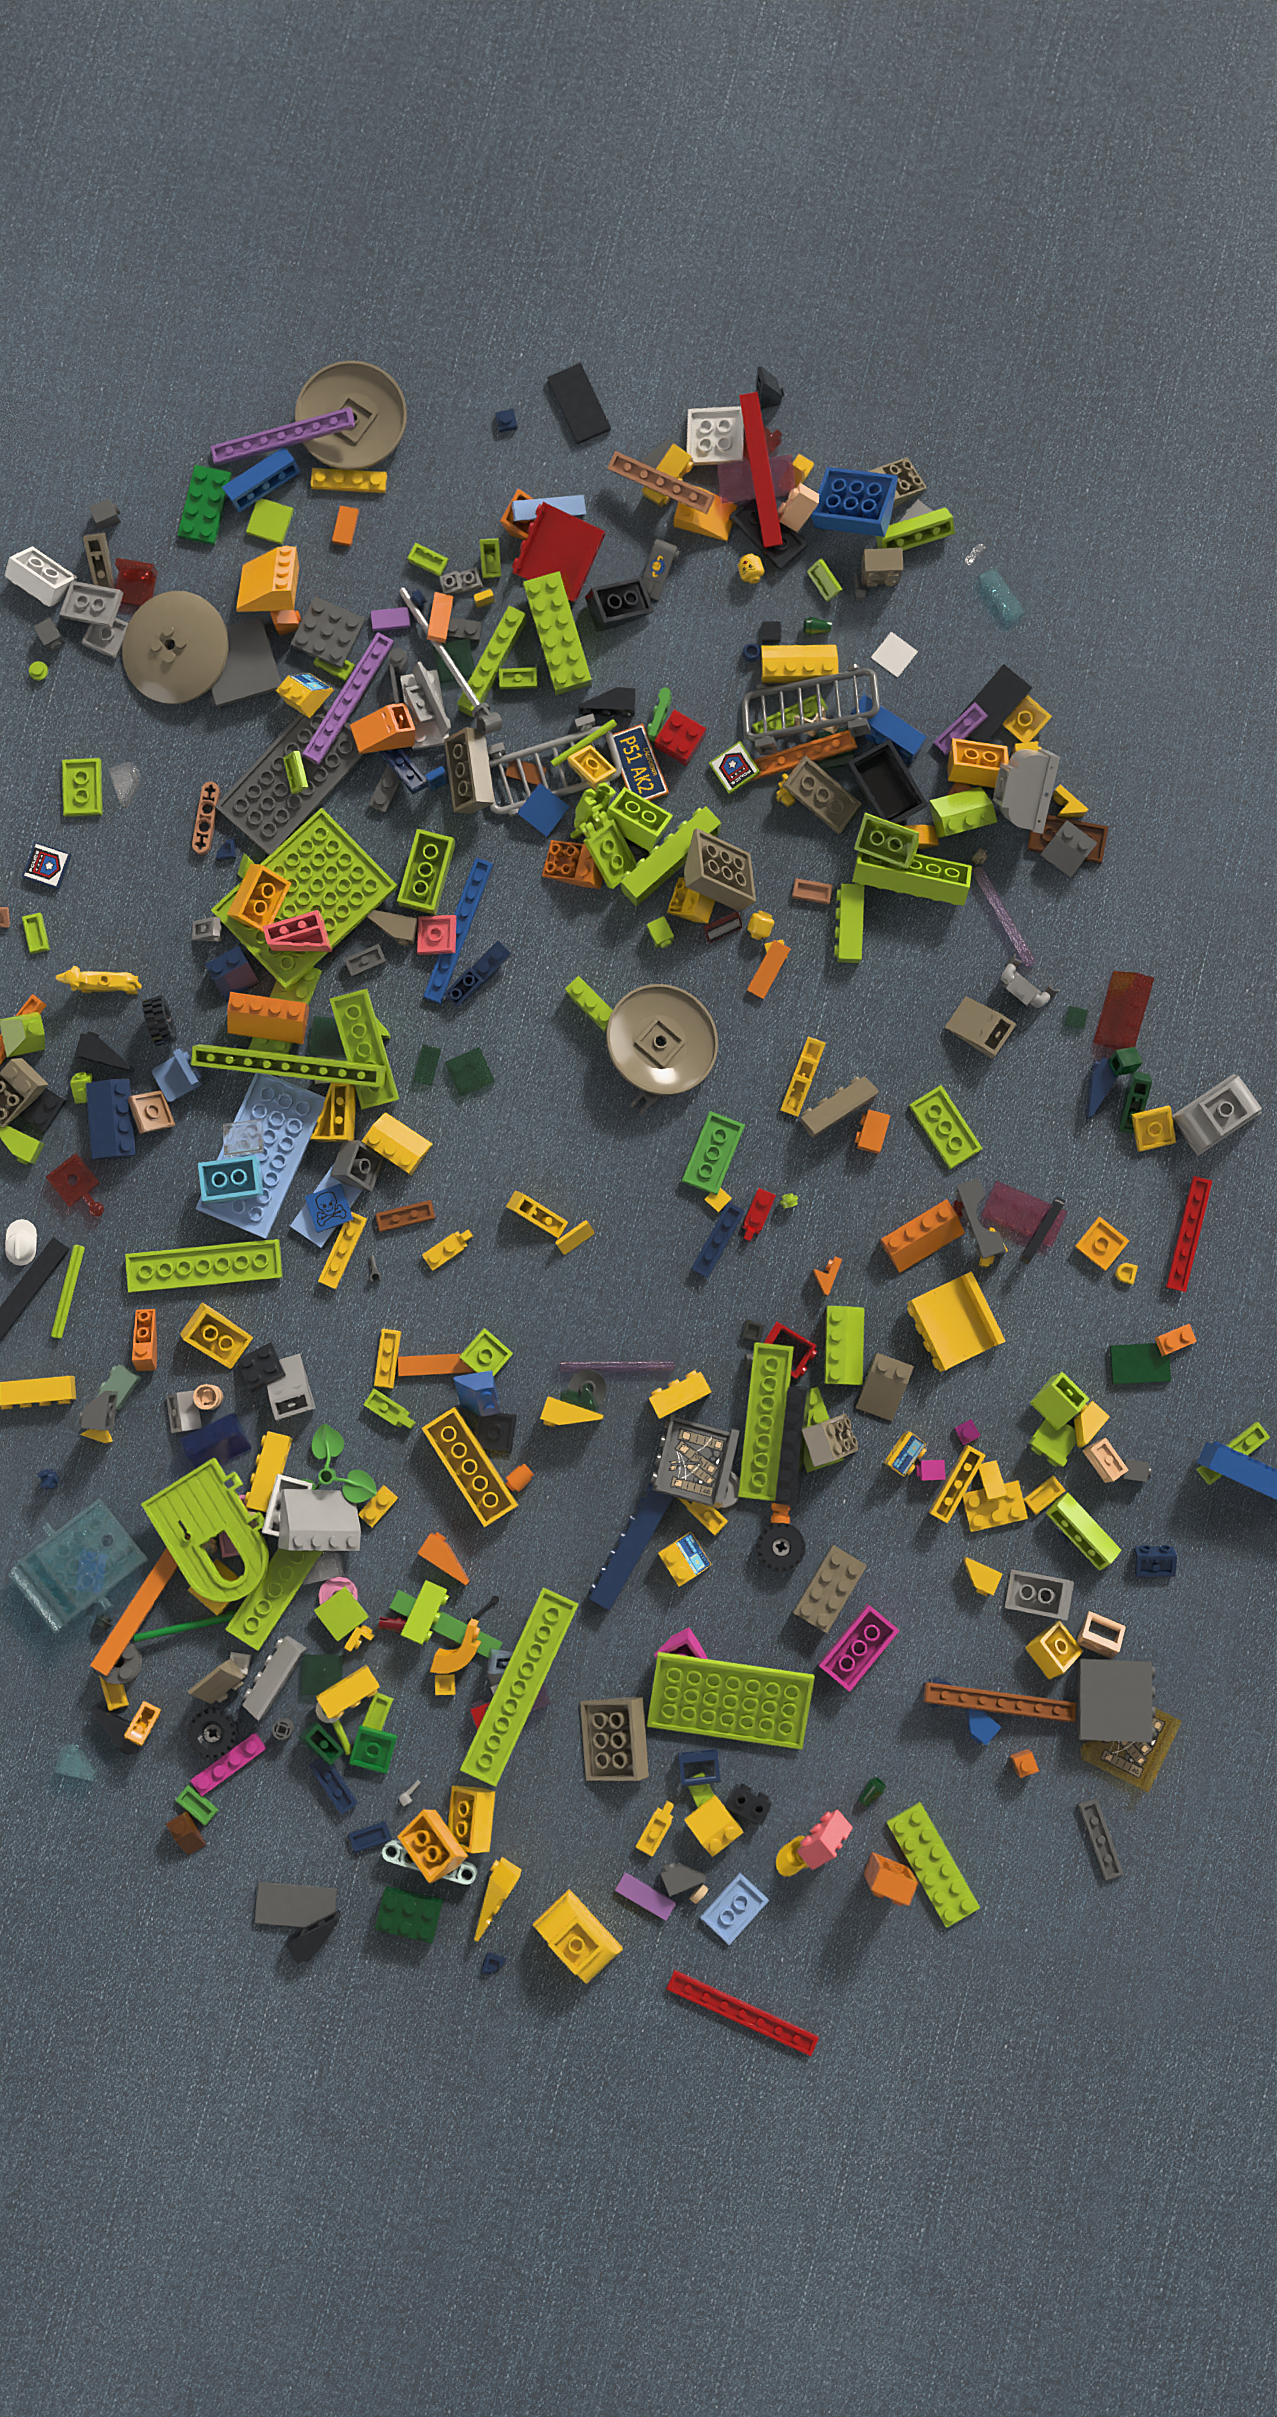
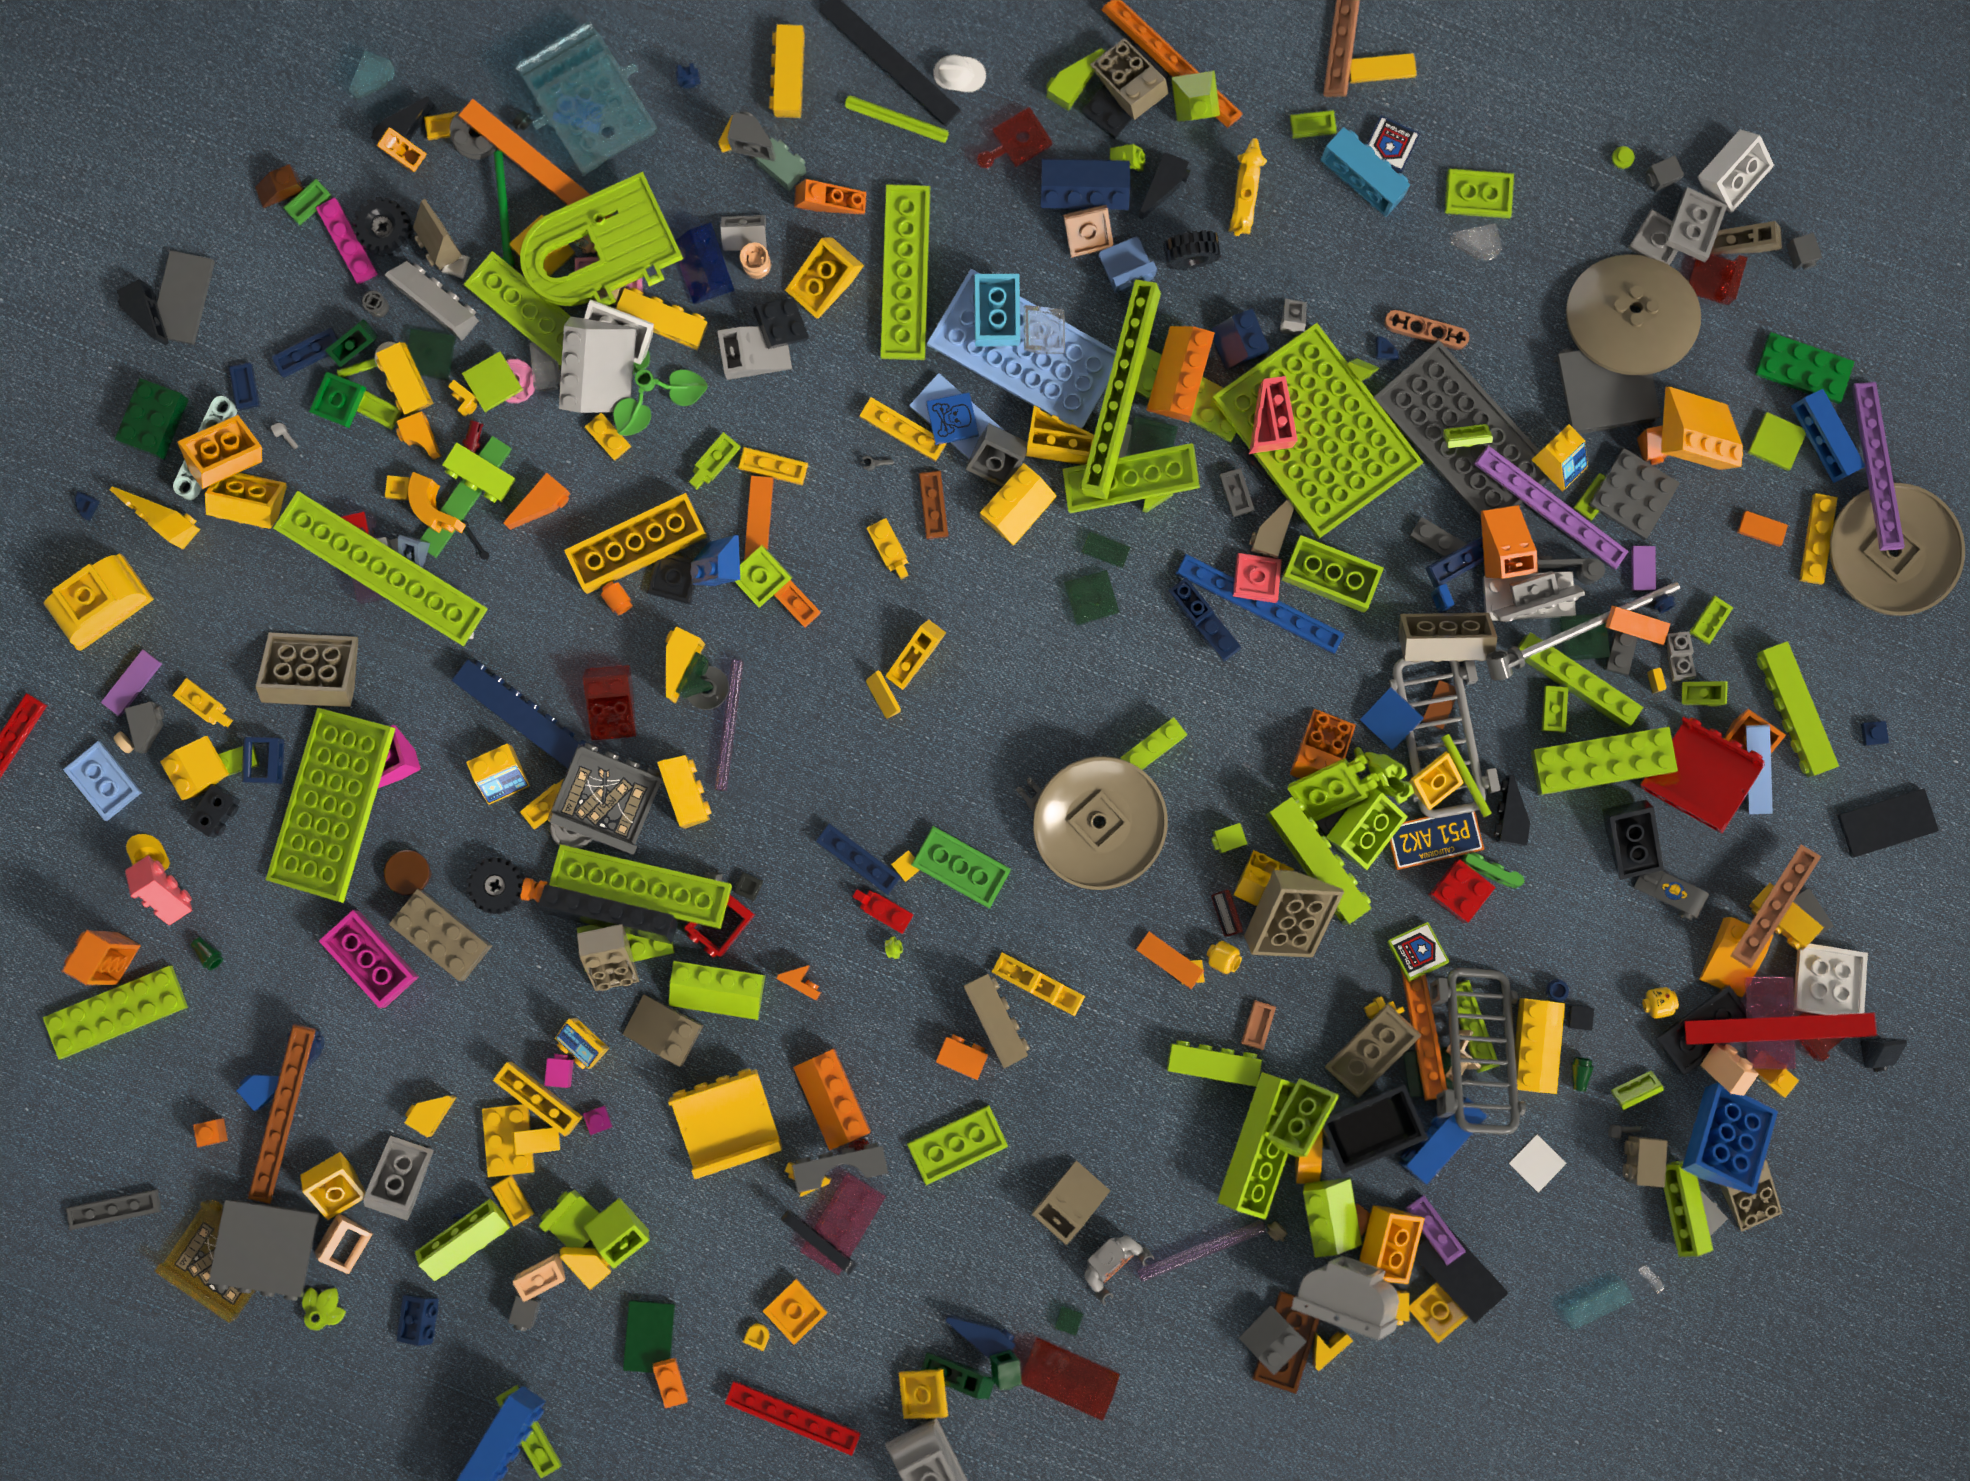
camera: 95 degrees right, 0 degrees up
(74, 882) = (1365, 171): none -> dark azure brick
(258, 897) = (1322, 377): light orange slope -> none
(393, 1674) = (417, 431): none -> light orange arch
(494, 483) = (1797, 709): none -> lime brick
(505, 1320) = (797, 603): none -> orange plate
(610, 1470) = (610, 702): none -> clear red slope
(779, 1626) = (407, 872): none -> reddish brown tile
(1154, 1644) = (324, 1305): none -> lime plate

